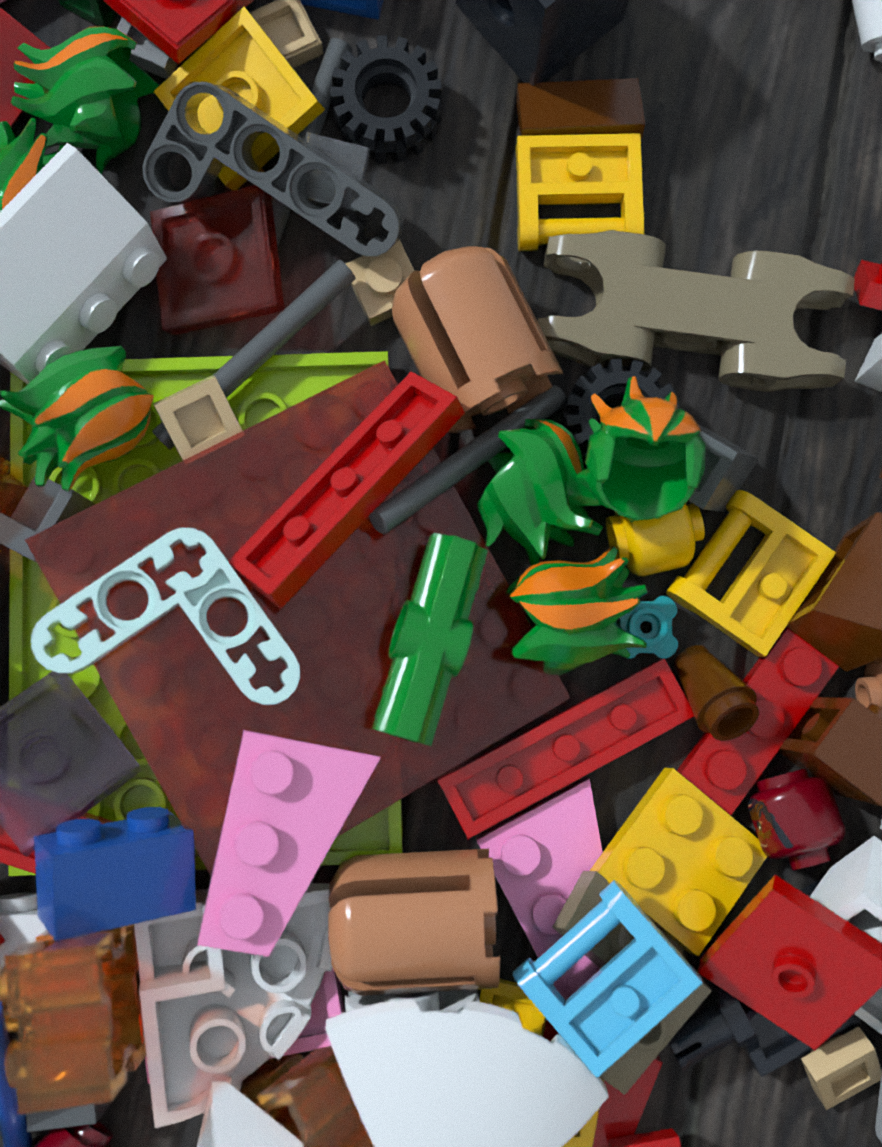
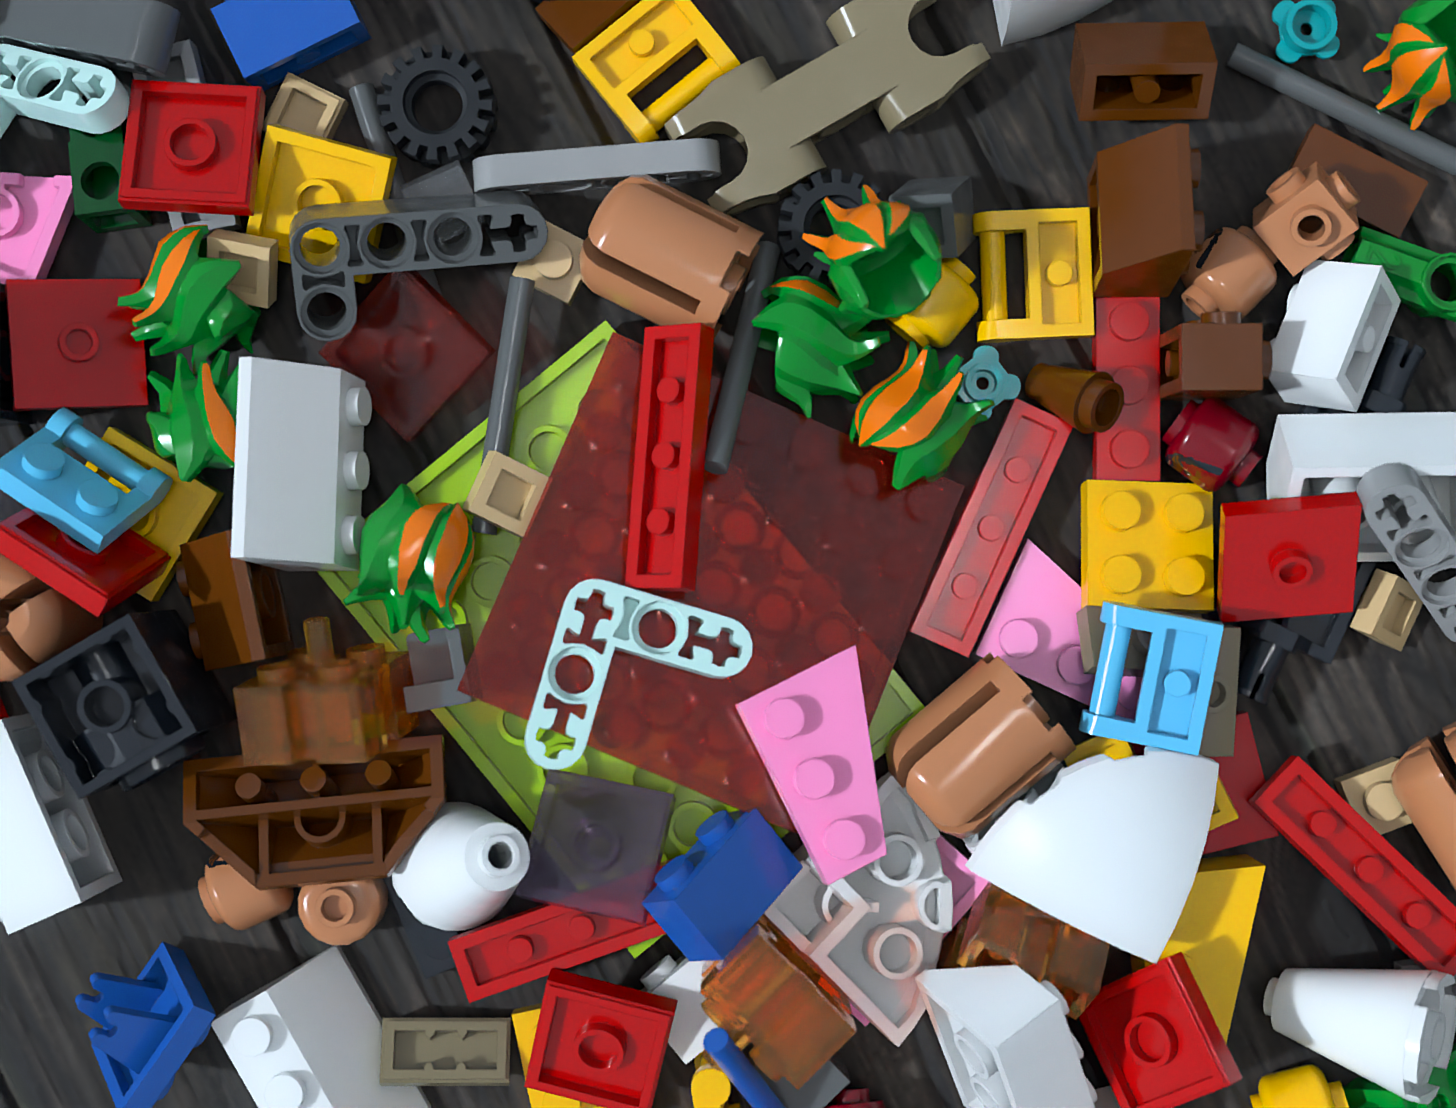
camera: 30 degrees left, 5 degrees up
(146, 106) = (259, 261): none -> tan plate
(430, 639) = (823, 525): green piece -> none
(461, 225) = (597, 166): none -> light grey beam

